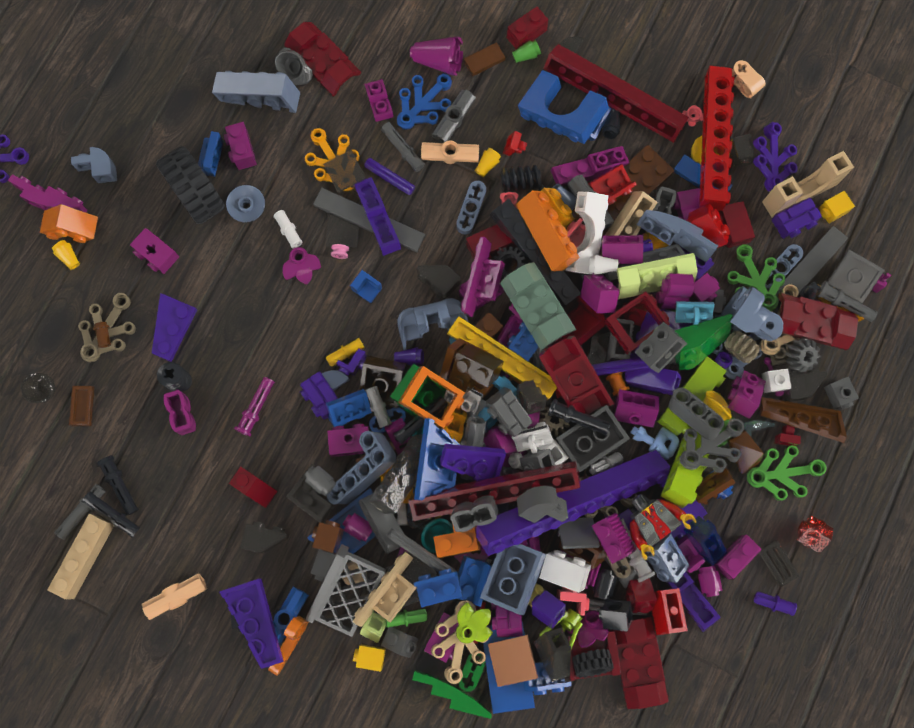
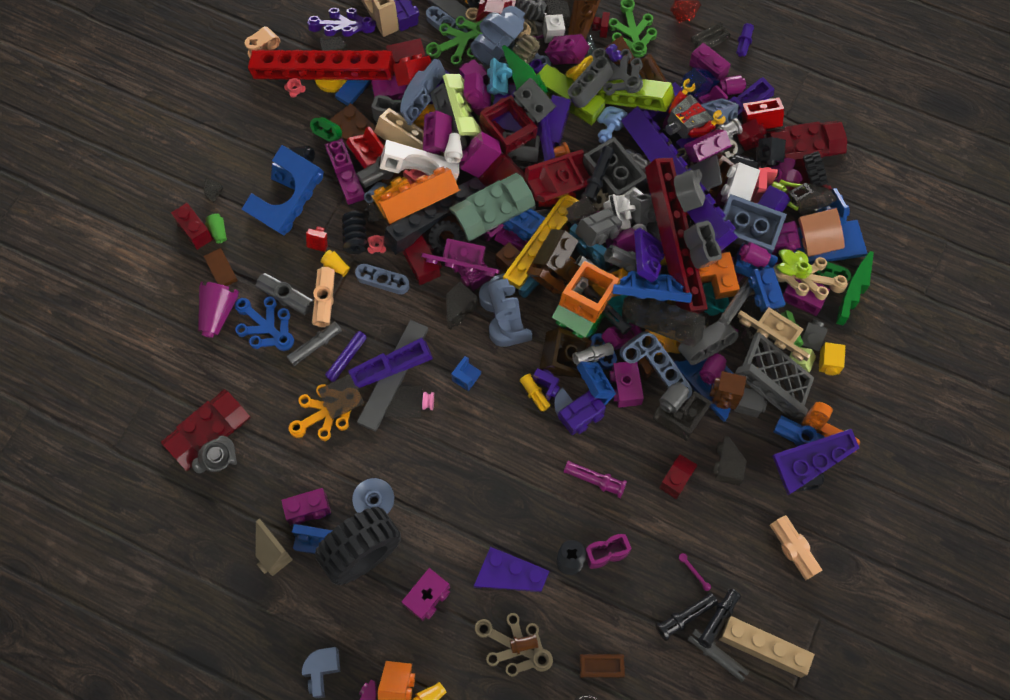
camera: 90 degrees left, 10 degrees down
(174, 487) = (683, 558): none -> magenta hinge
(204, 117) = (269, 550): none -> dark tan slope
(257, 89) = (240, 493): sand blue wedge -> none
(288, 229) = (402, 454): white pin -> none
(300, 268) = (445, 439): magenta plate -> none
(379, 100) = (258, 370): magenta slope -> none
(410, 356) = (539, 328): dark purple cone -> none
(476, 577) = (754, 255): none -> magenta brick
(619, 93) = (259, 158): dark red brick -> none
(636, 408) = (583, 133): magenta brick -> none
(640, 146) = (327, 126): none -> green beam
(736, 437) = (613, 53): none -> dark purple arm

